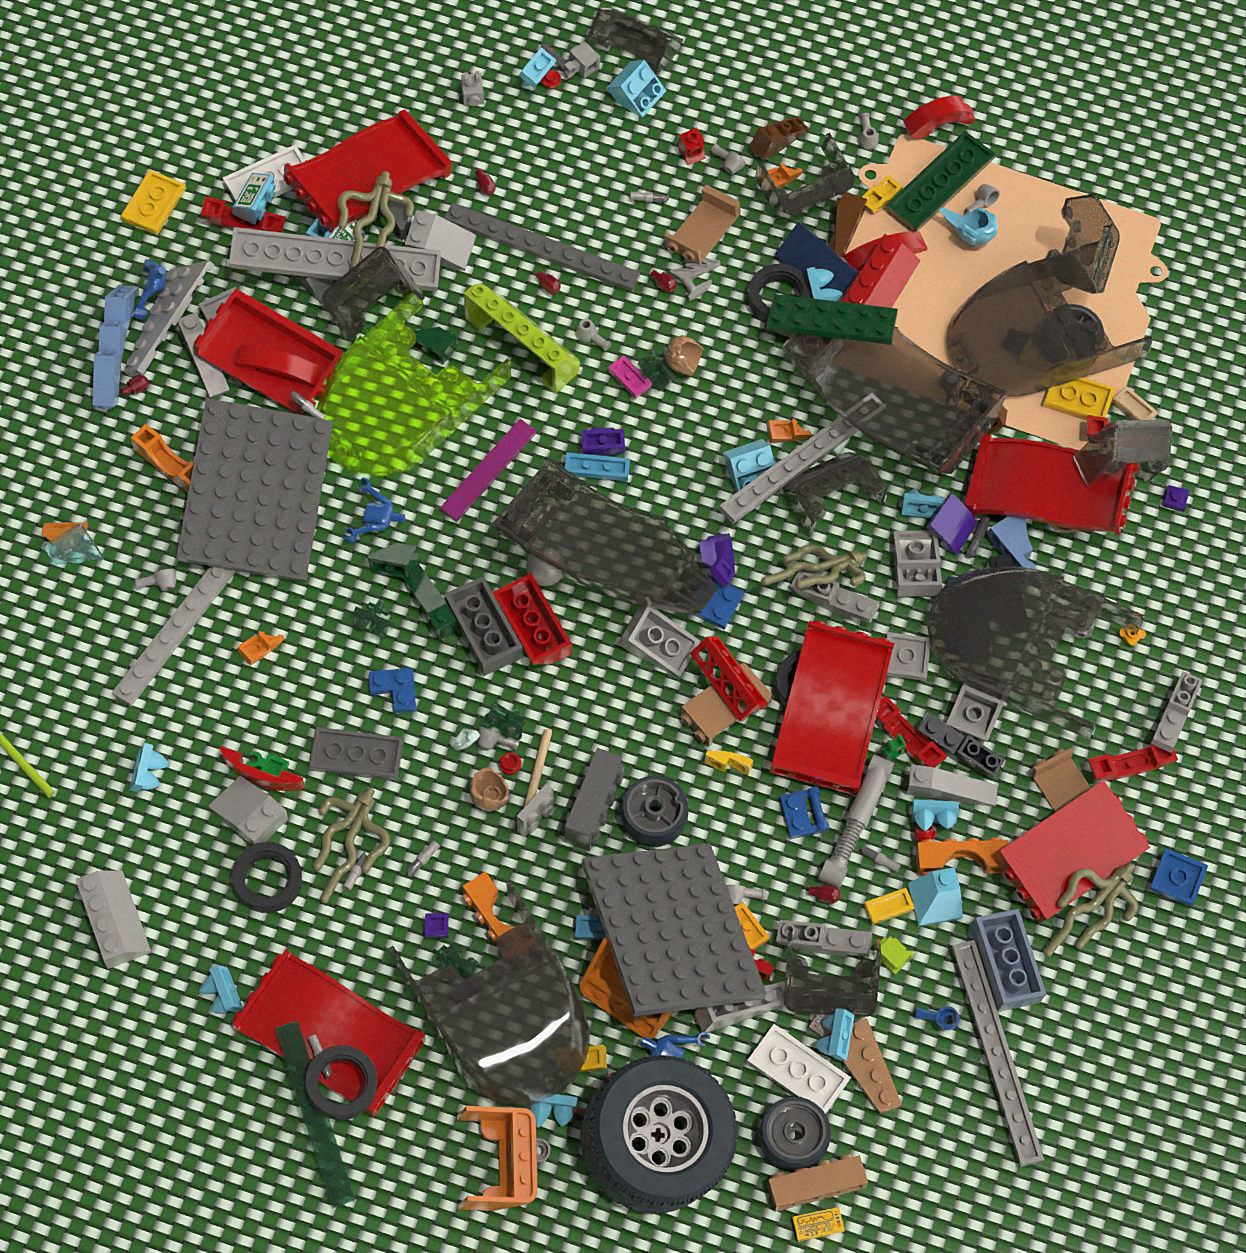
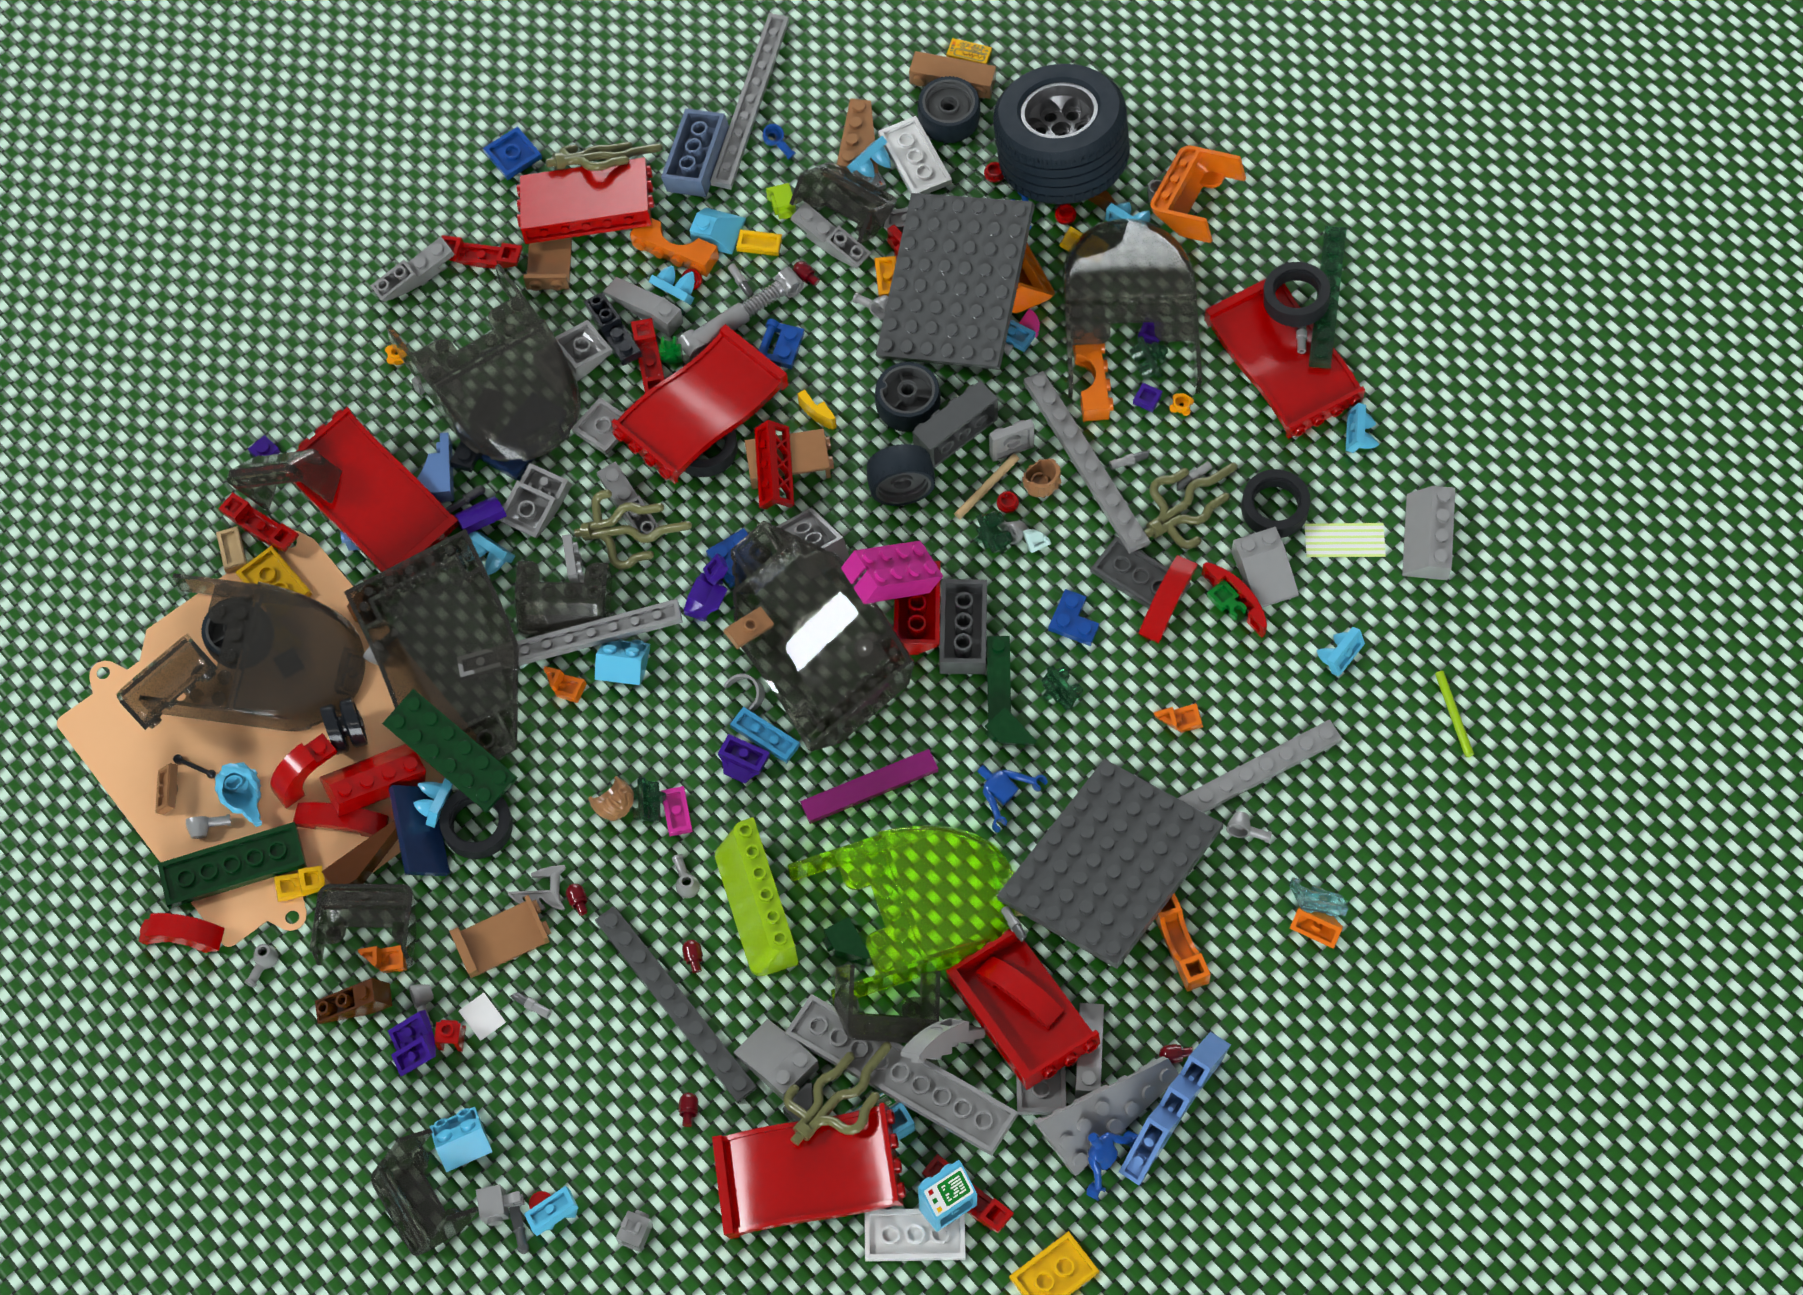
camera: 145 degrees left, 0 degrees up
(189, 880) = (1345, 540): none -> sticker
(317, 289) = (940, 1038): none -> light grey slope
(320, 742) = (1167, 598): none -> red slope
(405, 930) = (1181, 398): none -> light orange plate
(462, 835) = (1086, 462): none -> light grey plate
(558, 603) = (892, 571): none -> dark pink piece
(586, 948) = (1031, 321): none -> dark pink tile
(612, 720) = (900, 474): none -> black wheel
(637, 504) = (759, 689): none -> light grey helmet
(660, 529) = (748, 627): none -> medium nougat plate
(680, 176) = (482, 1016): none -> white sticker
(713, 126) = (412, 1042): none -> dark purple slope
(843, 516) = (573, 560): none -> light grey plate
(930, 304) = (348, 724): none -> black wheel
(936, 257) = (297, 766): none -> red arch
(1032, 207) = (166, 789): none -> medium nougat plate
(1044, 236) = (178, 759): none -> black hinge

